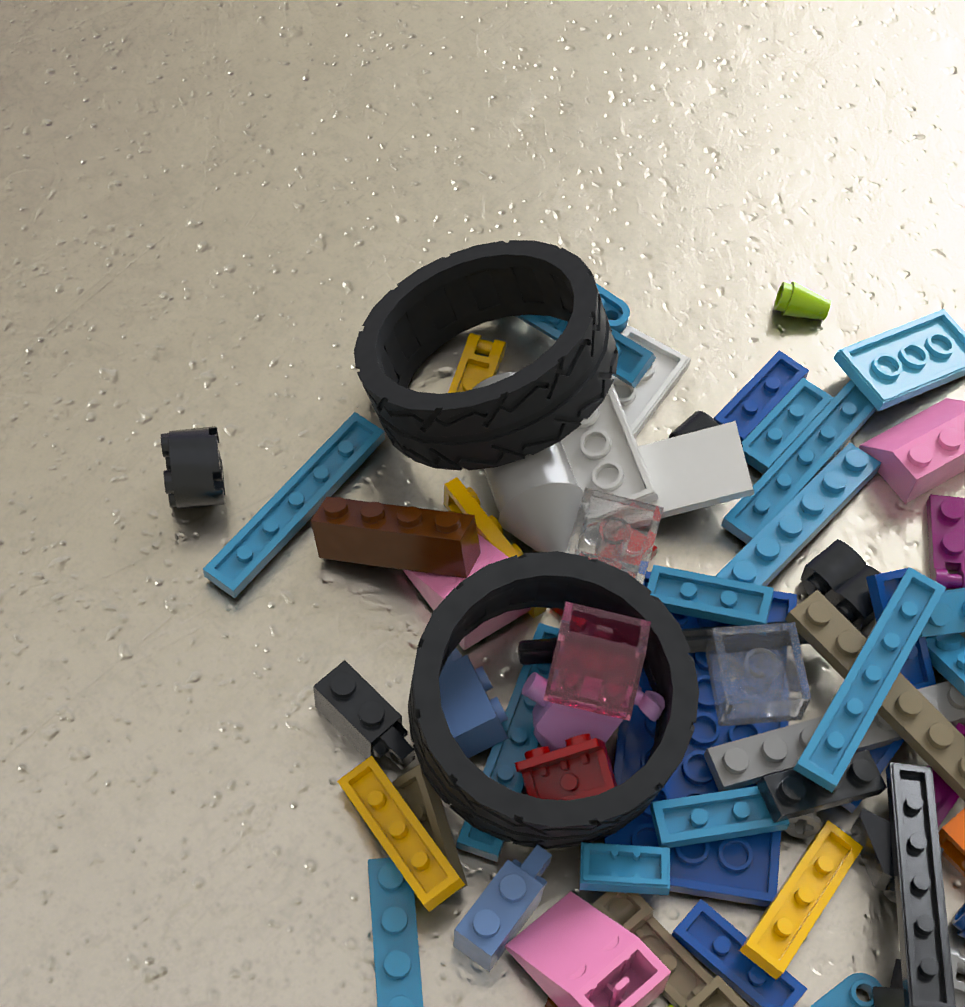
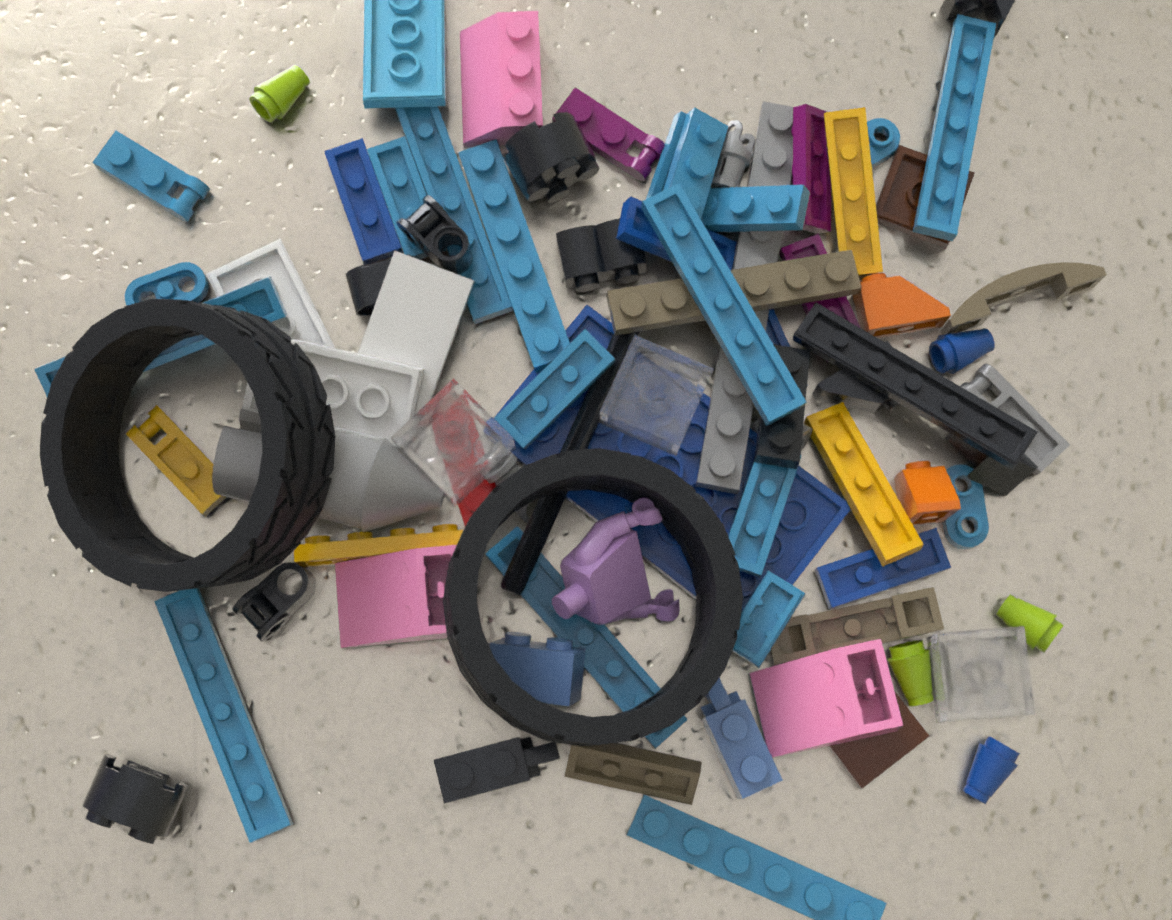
camera: 60 degrees left, 20 degrees up
(396, 536) = (329, 642): reddish brown brick -> none
(401, 834) = (624, 796): yellow plate -> none
(408, 488) = (273, 600): none -> black piece
(570, 772) = (656, 619): red bracket -> none
(597, 661) = (592, 543): clear pink slope -> none
(675, 256) = (150, 176): none -> dark azure plate
(770, 455) = (432, 231): none -> black piece
(827, 959) = (926, 493): none -> orange slope
(894, 501) = (550, 158): none -> black brick

